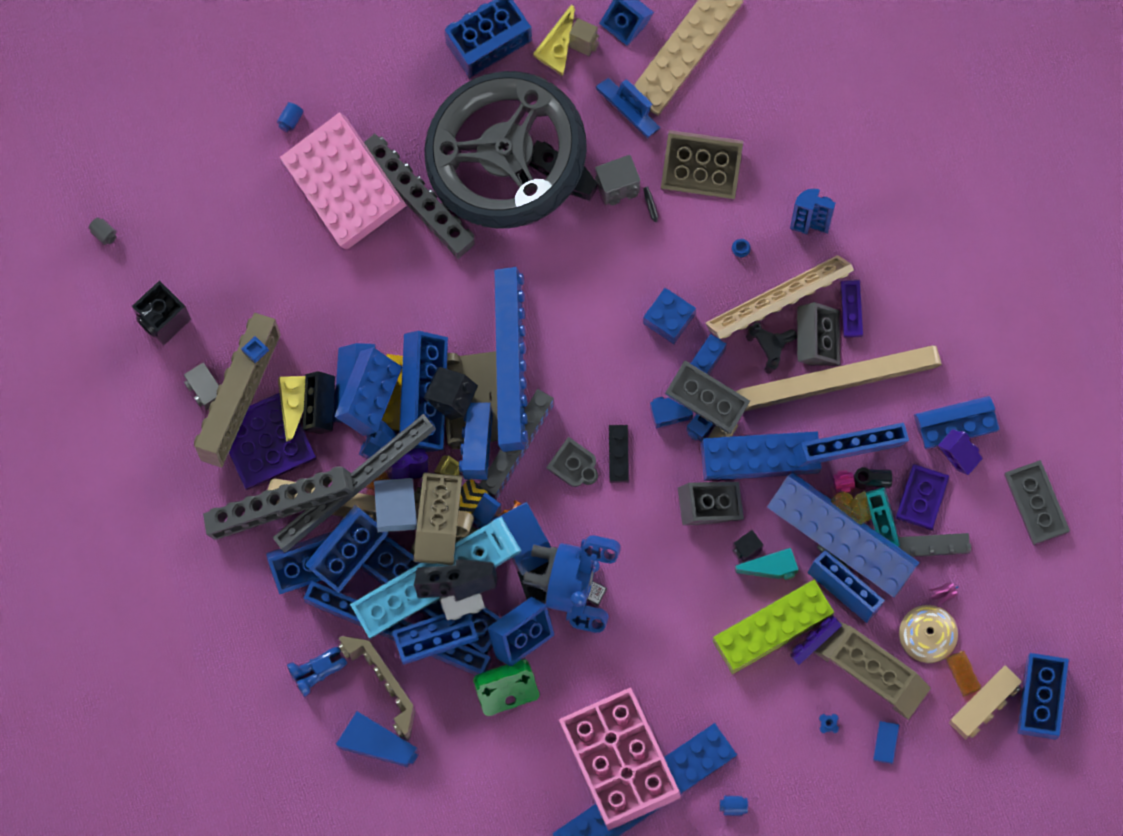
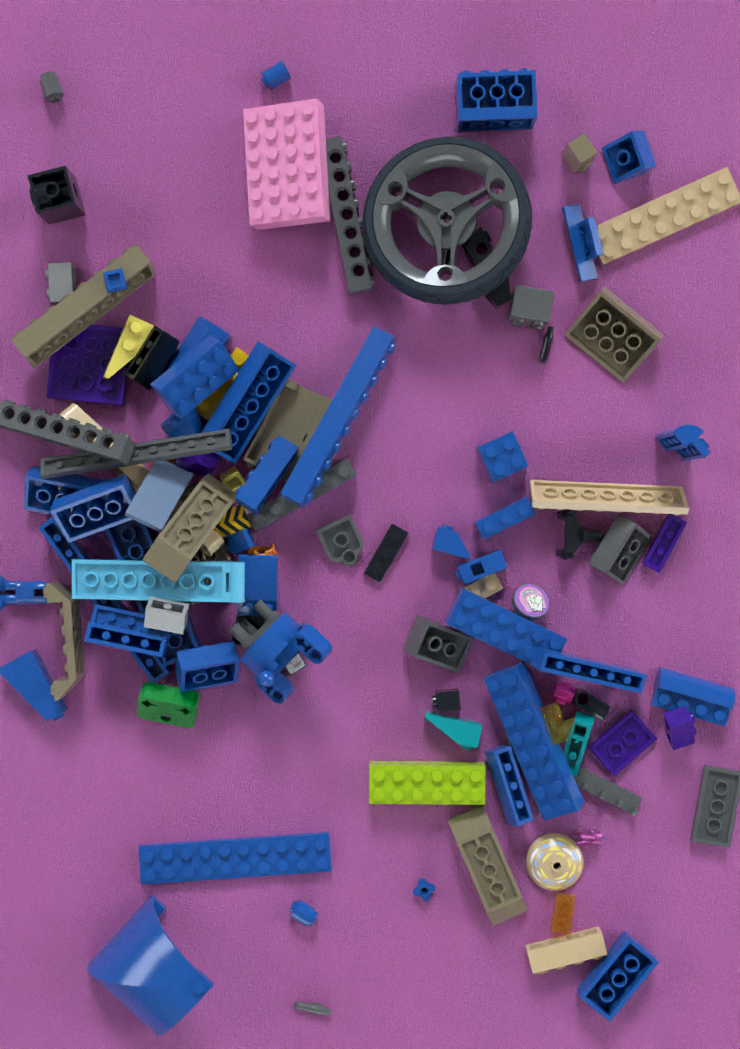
camera: 30 degrees right, 15 degrees up
(450, 393) = (268, 418): black slope -> none
(457, 580) = (184, 606): black brick -> none
(555, 46) = (549, 147): light yellow wing -> none
(619, 758) = (227, 823): bright pink brick -> none
(707, 397) = (489, 554): dark grey plate -> none
(741, 248) = (601, 430): blue plate -> none
(768, 420) = (530, 602): none -> tile
(815, 639) = (455, 816): dark purple plate -> none
(841, 377) = (614, 598): tan beam -> none
(886, 742) = (462, 932): blue tile -> none

